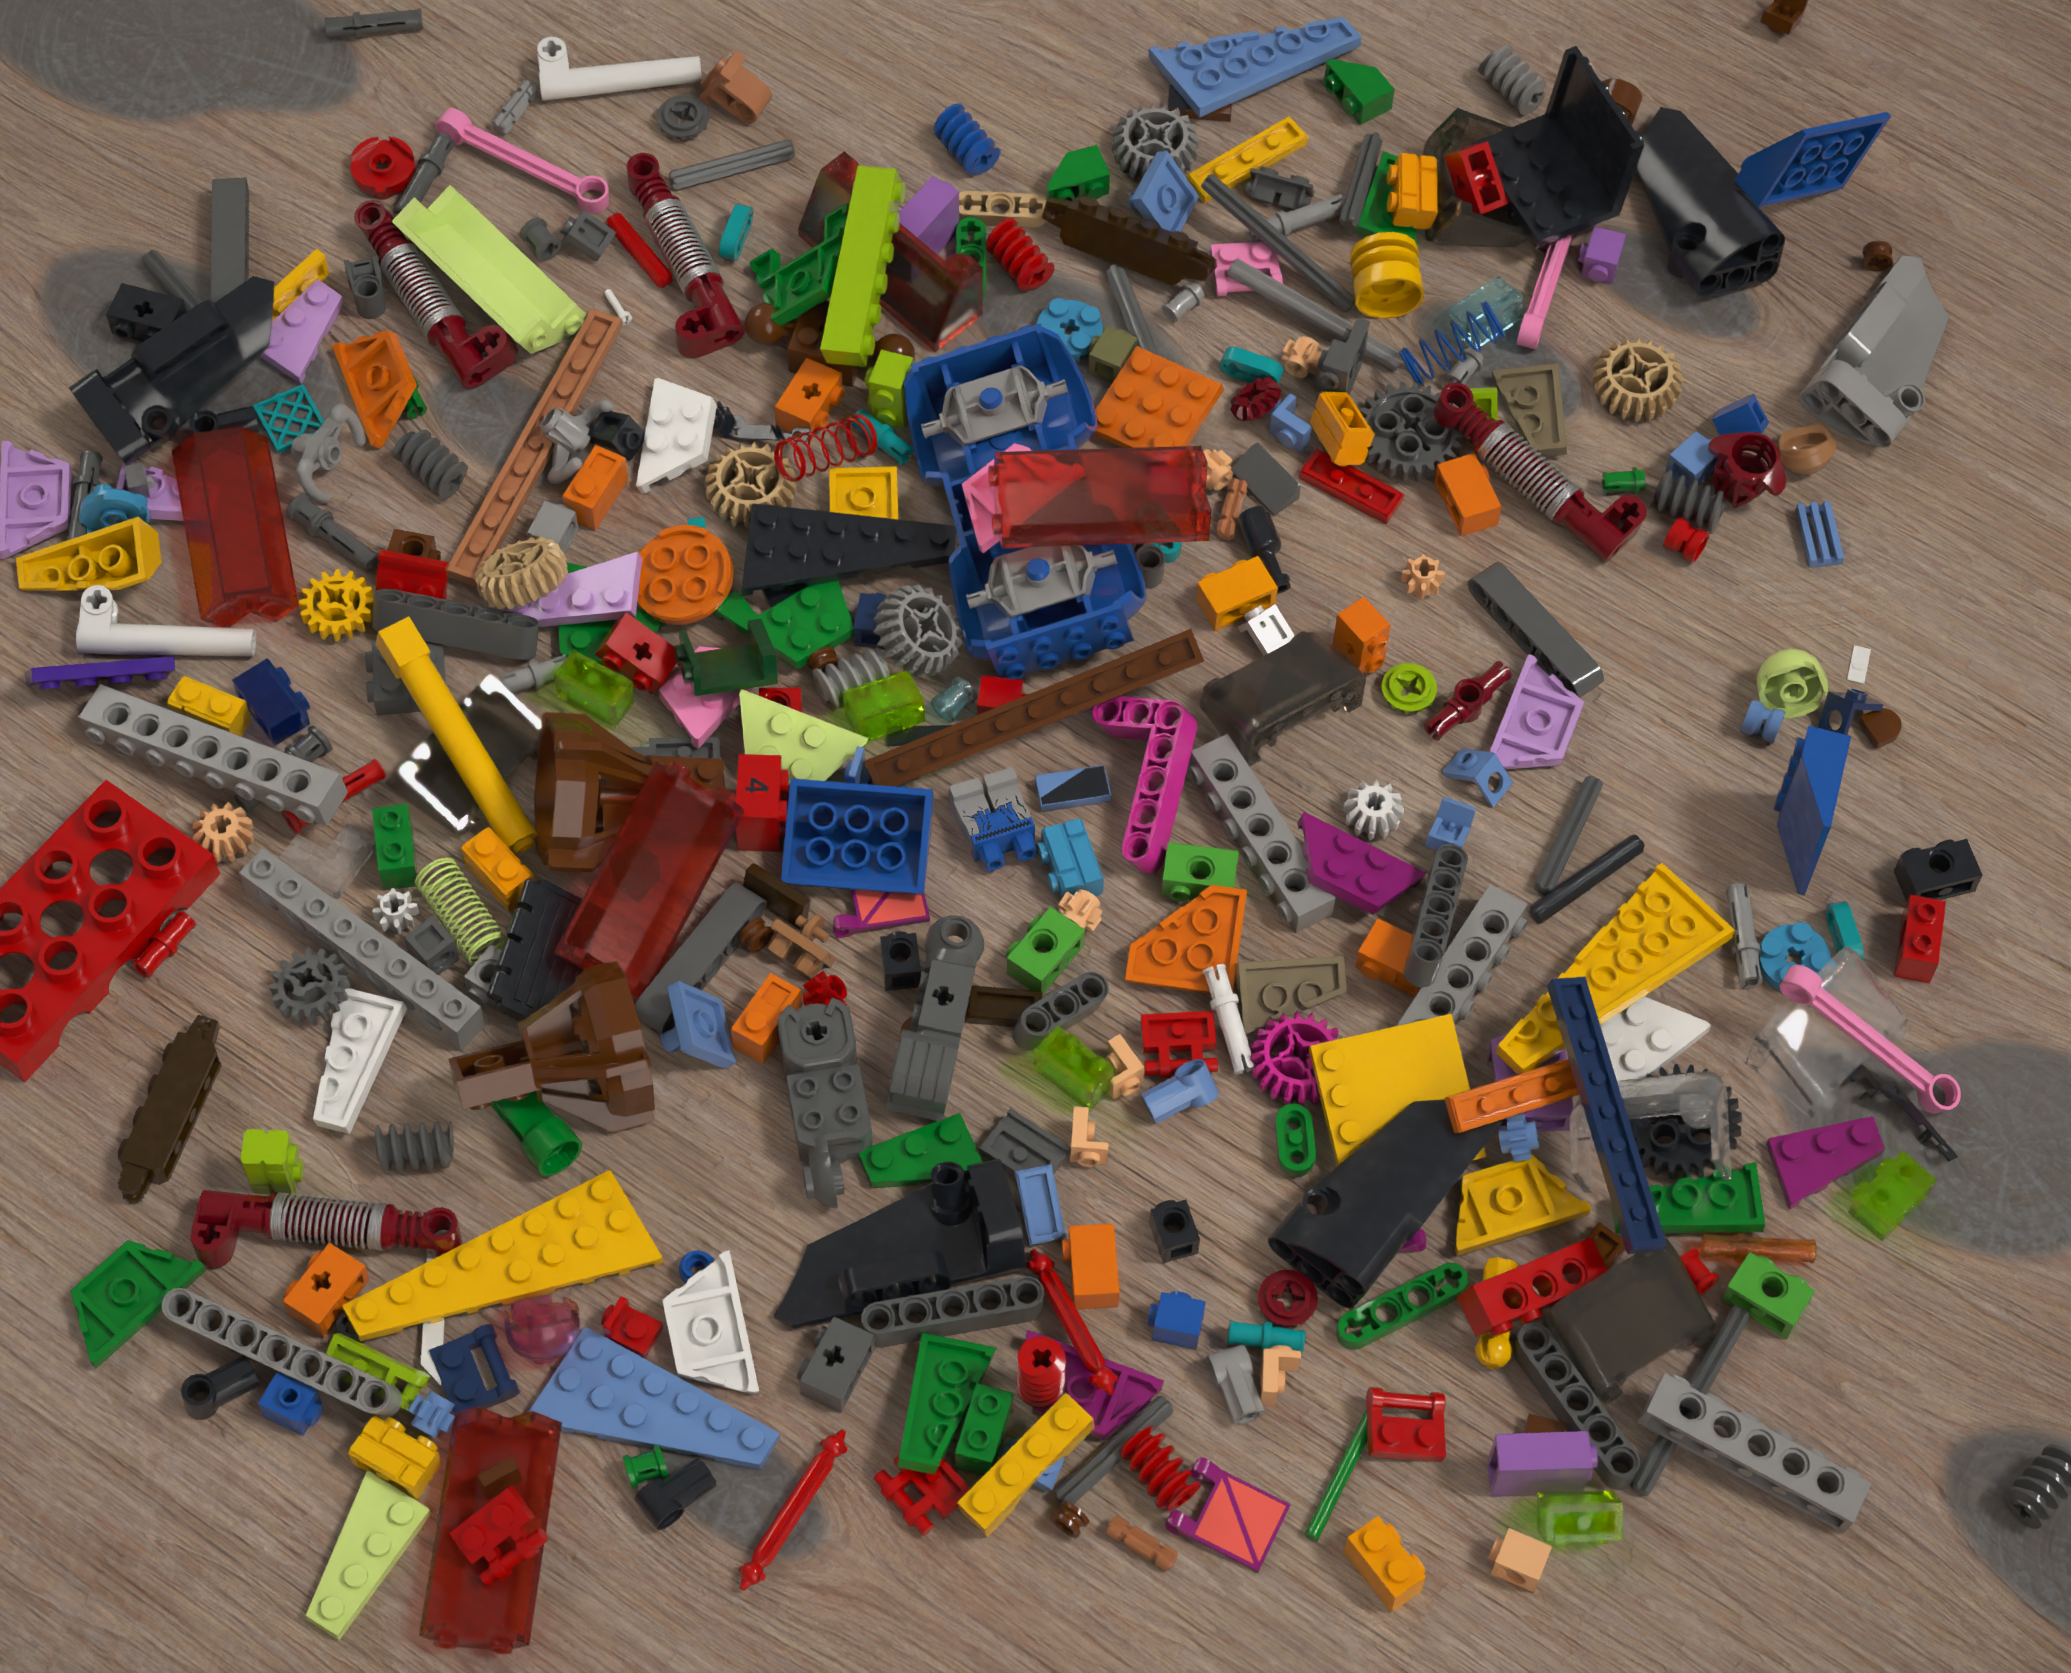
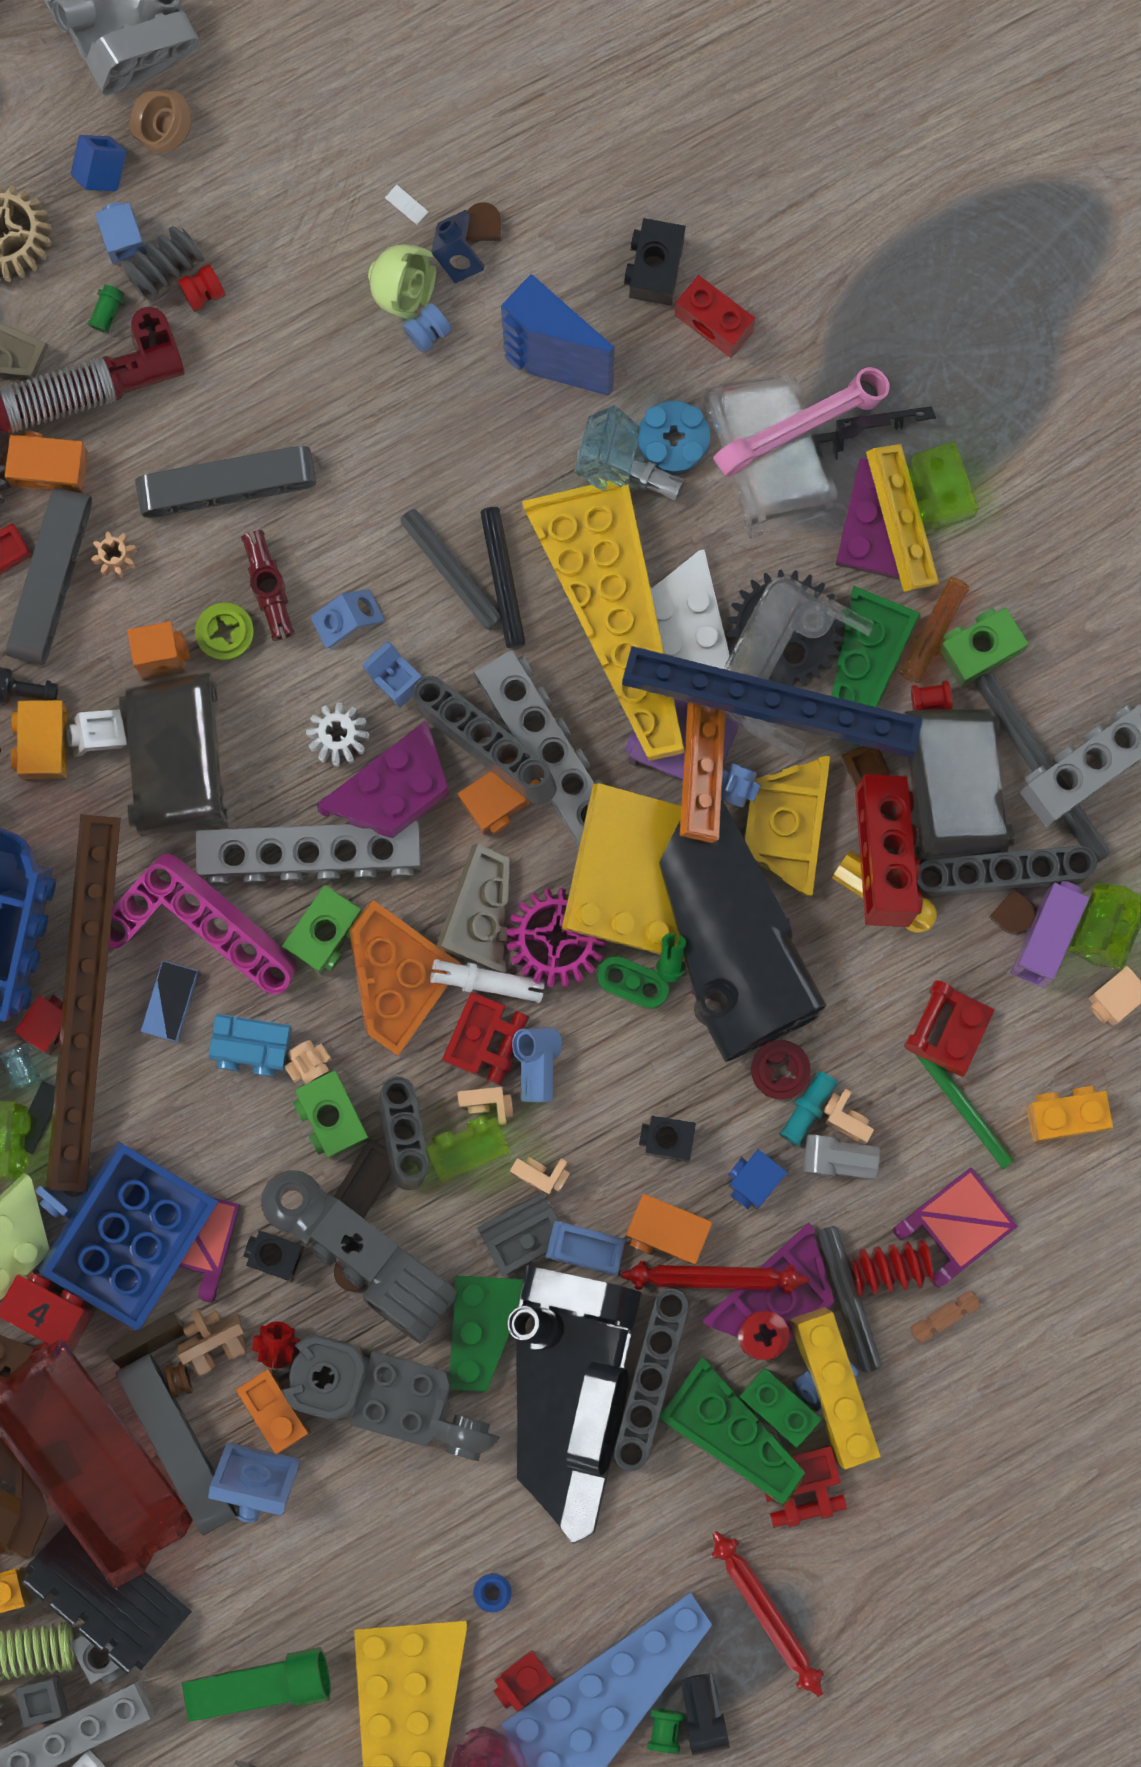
camera: 60 degrees left, 20 degrees up
(553, 1060) = (231, 1647): reddish brown plate -> none
(710, 1329) = (561, 1610): white wing -> none
(835, 1384) = (670, 1522): dark grey brick -> none
(993, 818) = (182, 1096): hips -> none
(1069, 1519) = (896, 1371): reddish brown bush -> none
(1328, 1157) = (671, 964): none -> green pin
(1376, 538) = (49, 576): none -> dark grey beam
(1404, 1309) = (836, 971): green beam -> none
(1537, 720) = (319, 532): lavender wing -> none
(1743, 474) = (160, 193): dark red piece -> none
(1749, 903) = (608, 448): none -> clear light blue hinge
(1815, 511) = (227, 150): medium blue tile -> none
(1841, 1173) = (902, 517): none -> yellow tile
(1843, 927) = (674, 379): teal beam -> none

